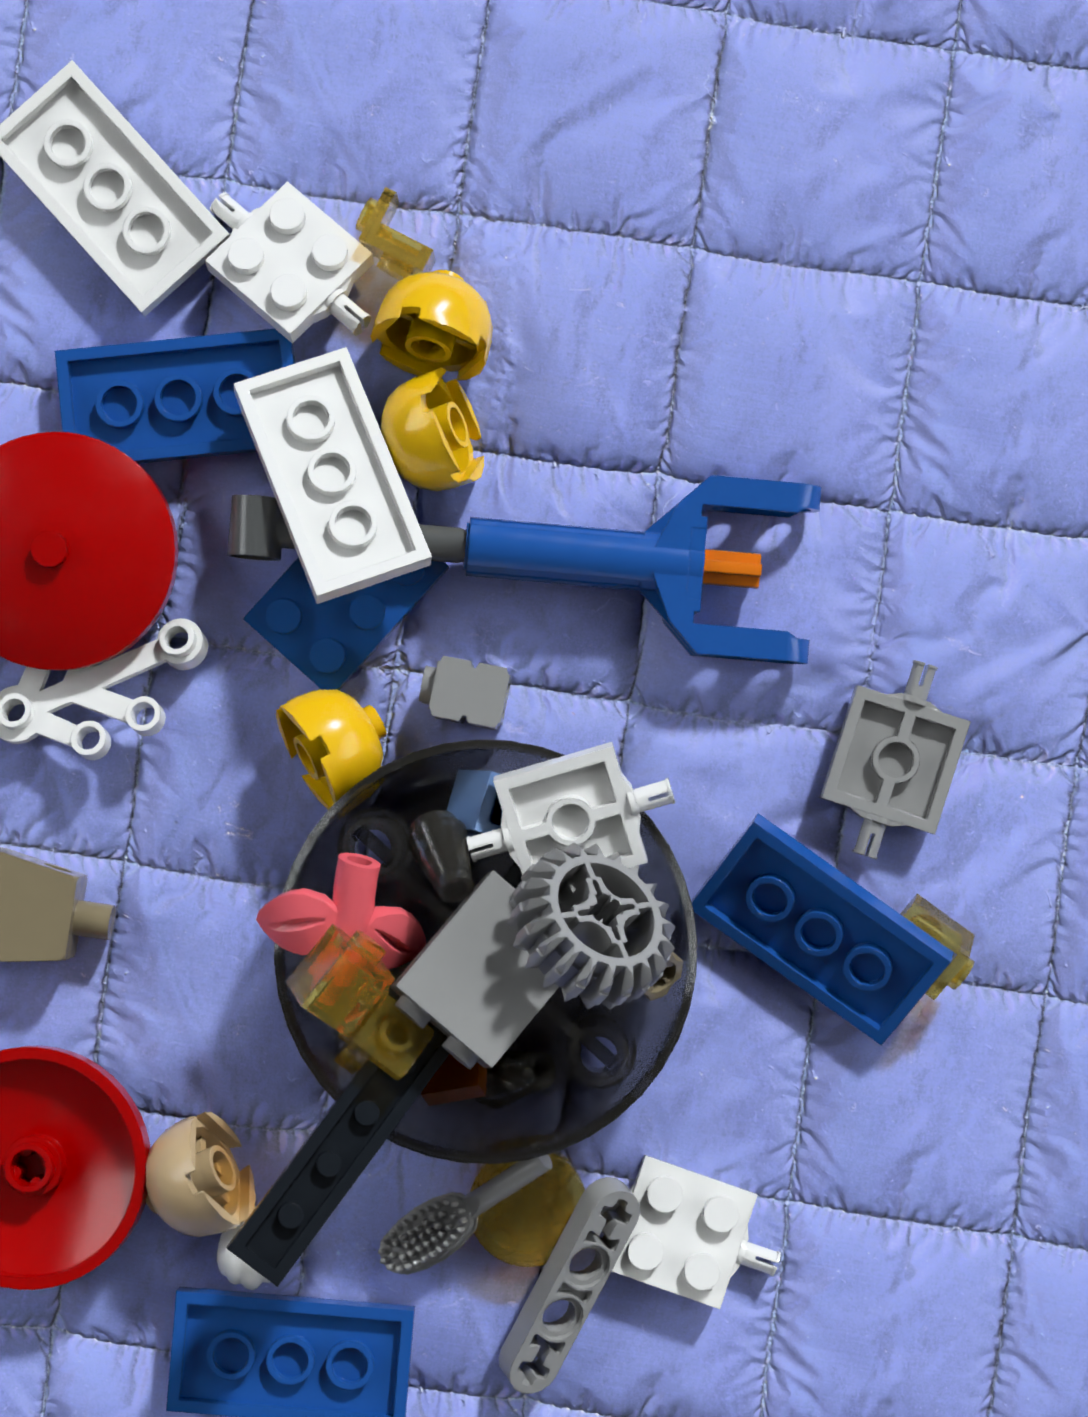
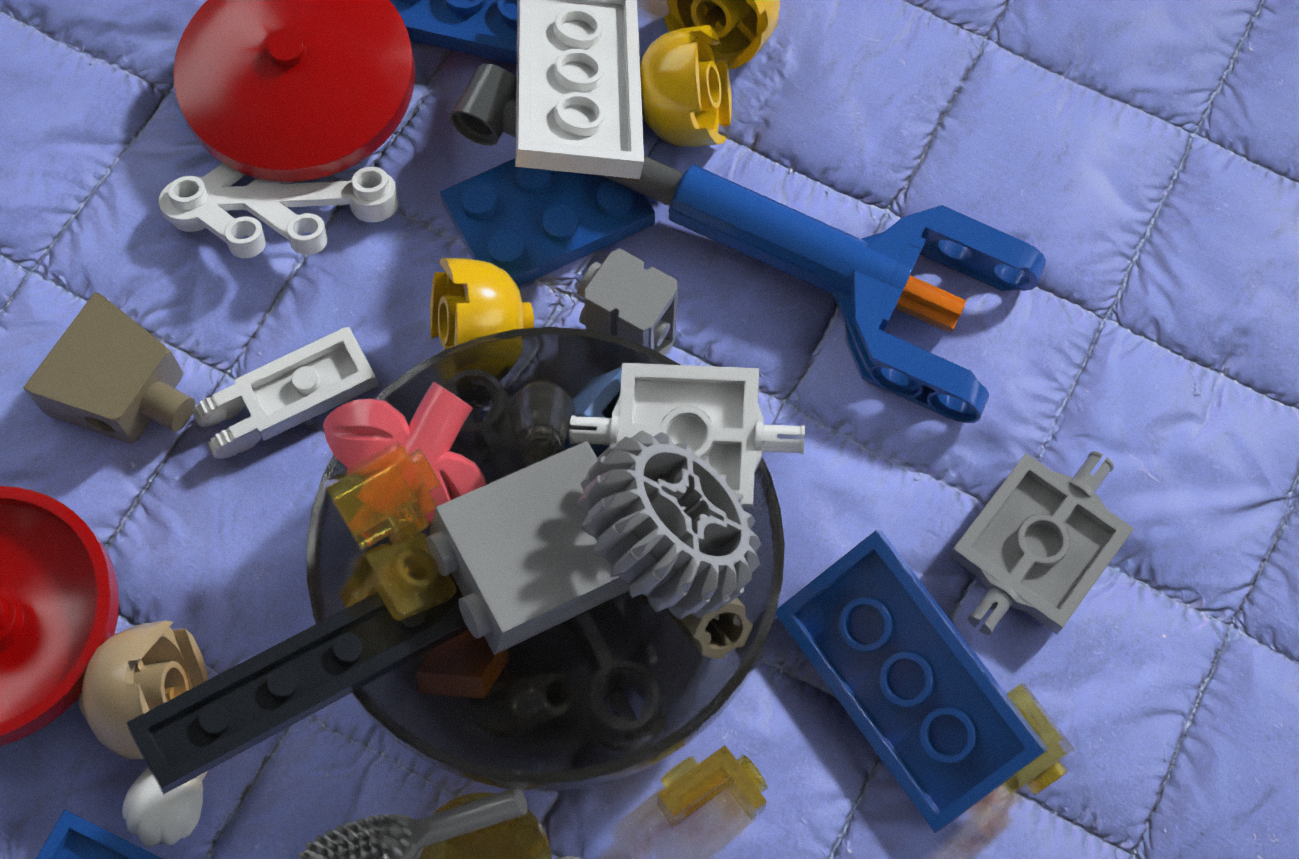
camera: 20 degrees right, 20 degrees down
(195, 861) = (287, 392): none -> white hinge
(679, 1076) = (695, 784): none -> clear yellow bracket

